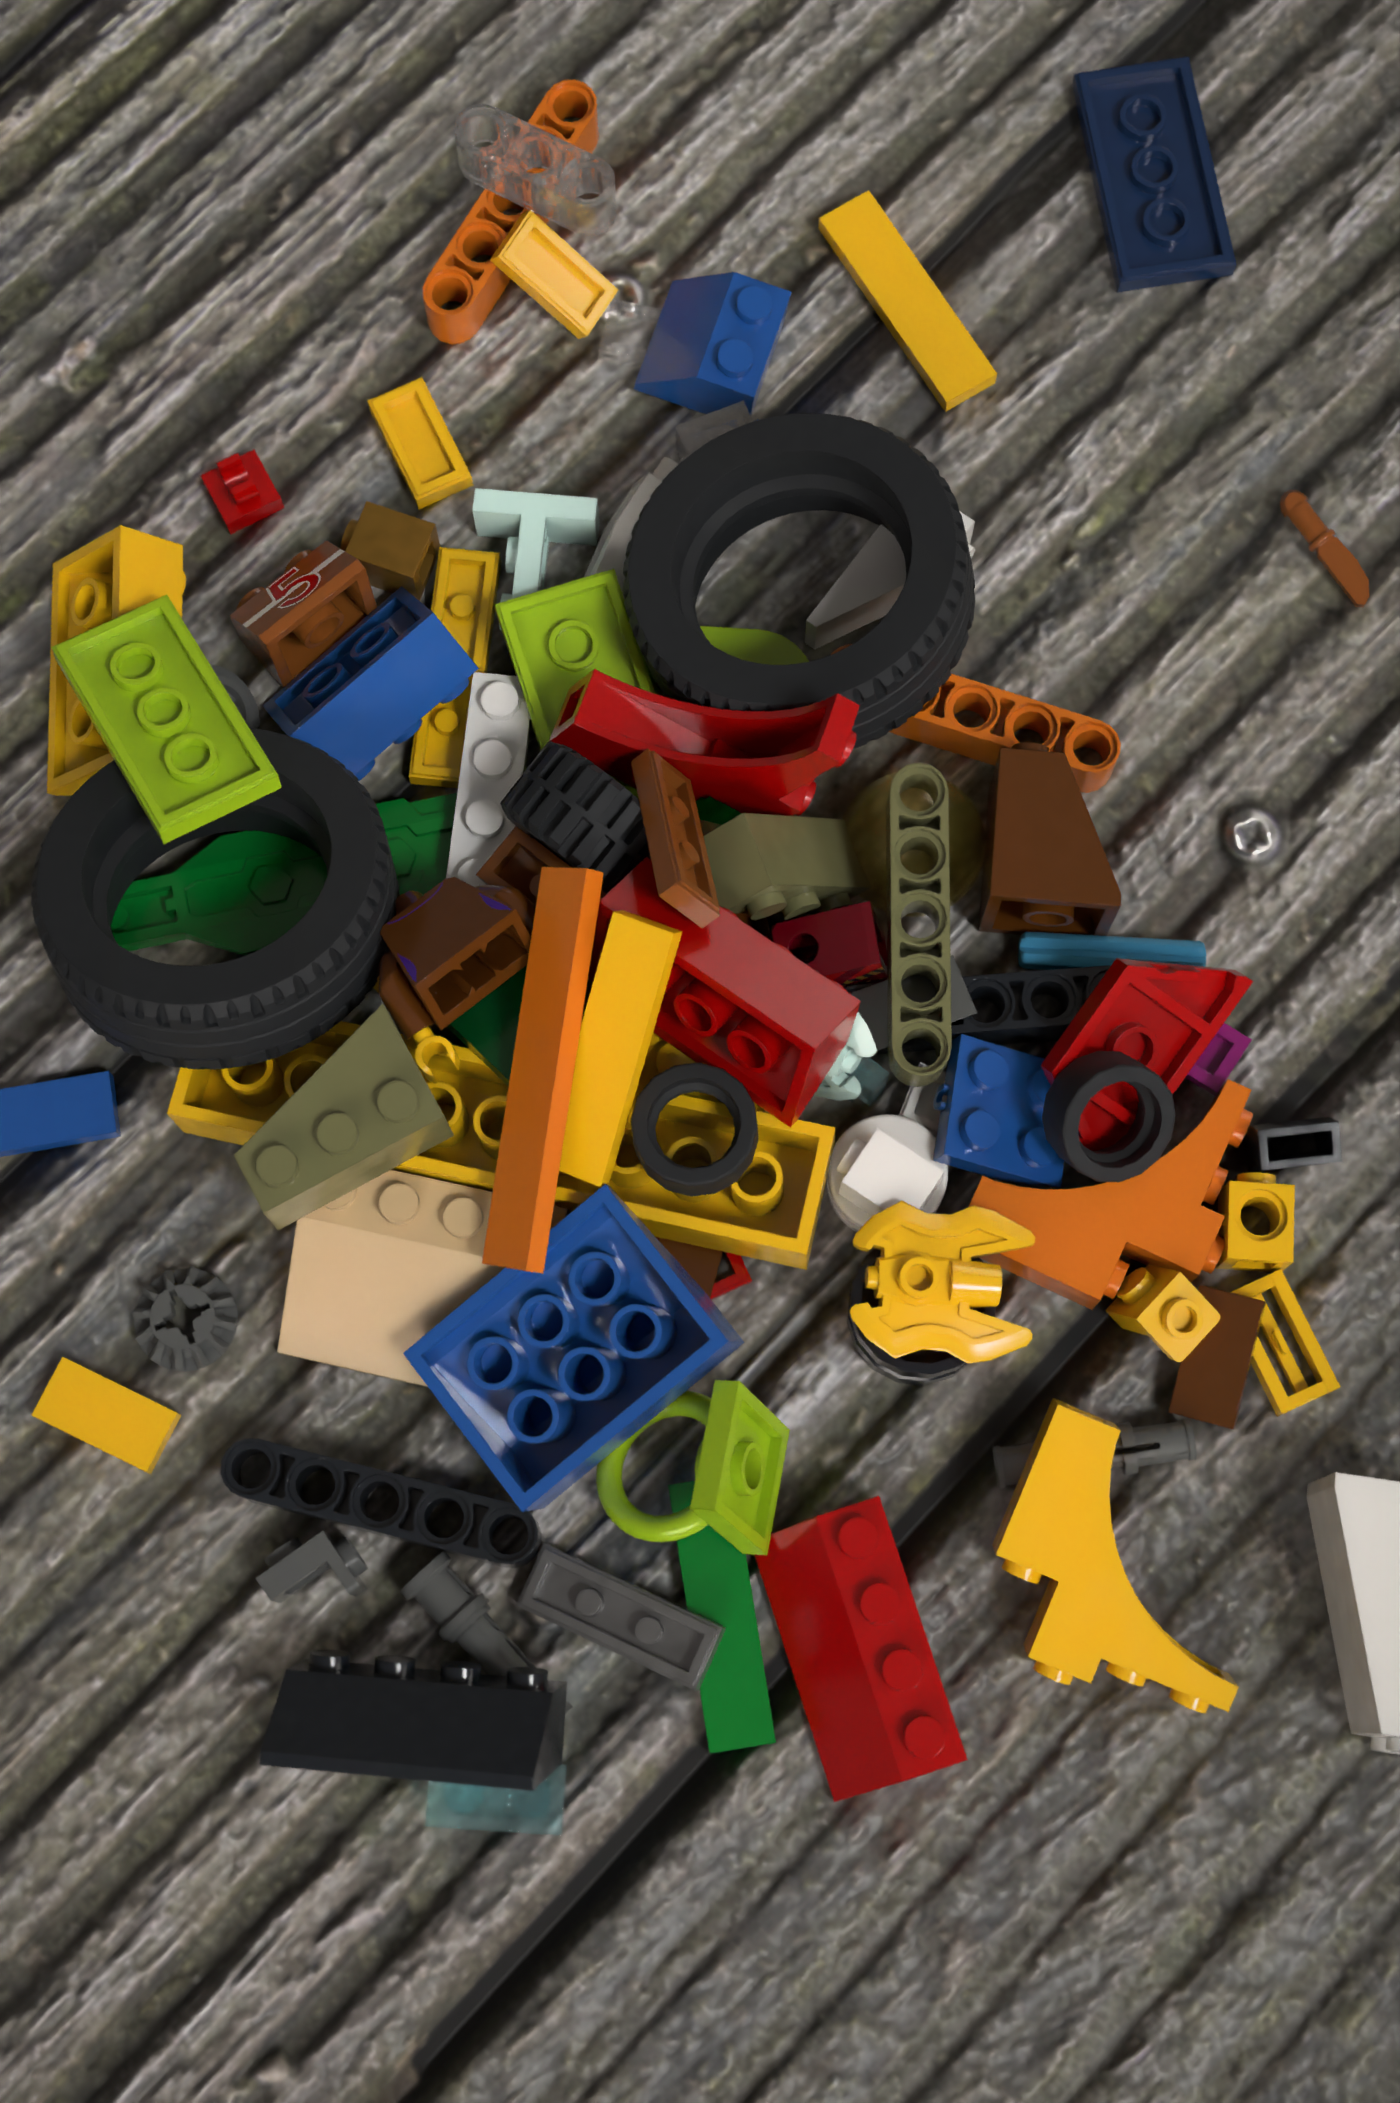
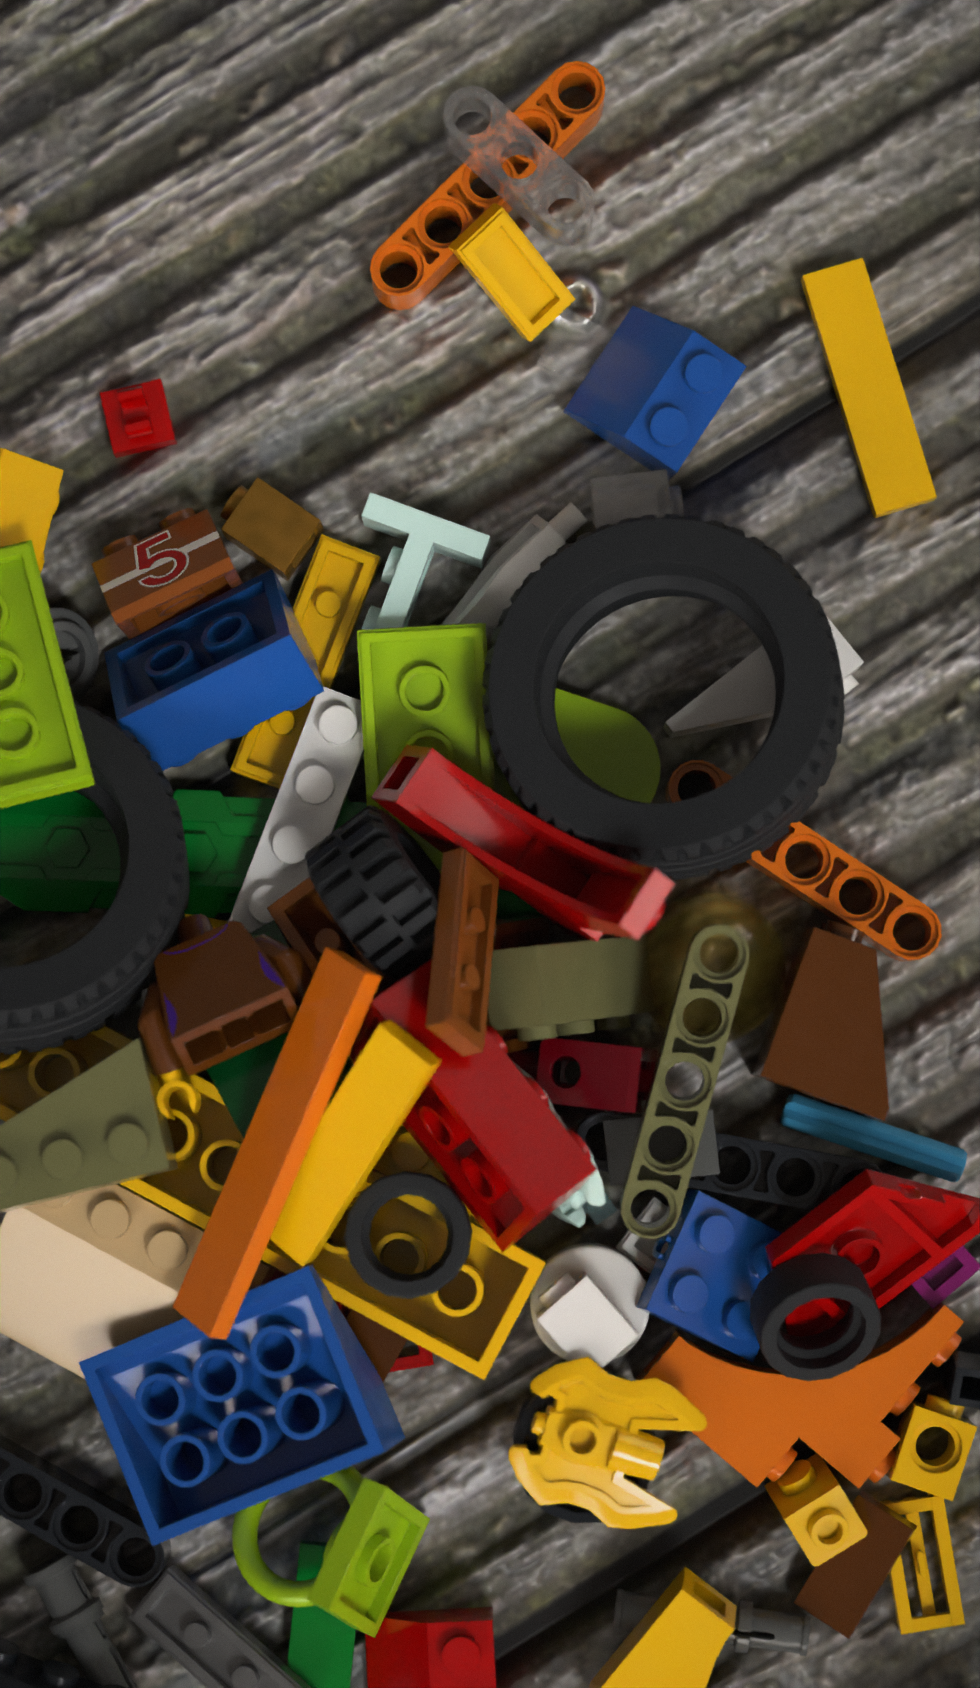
camera: 20 degrees right, 10 degrees up
(420, 443) = (330, 412): yellow tile -> none

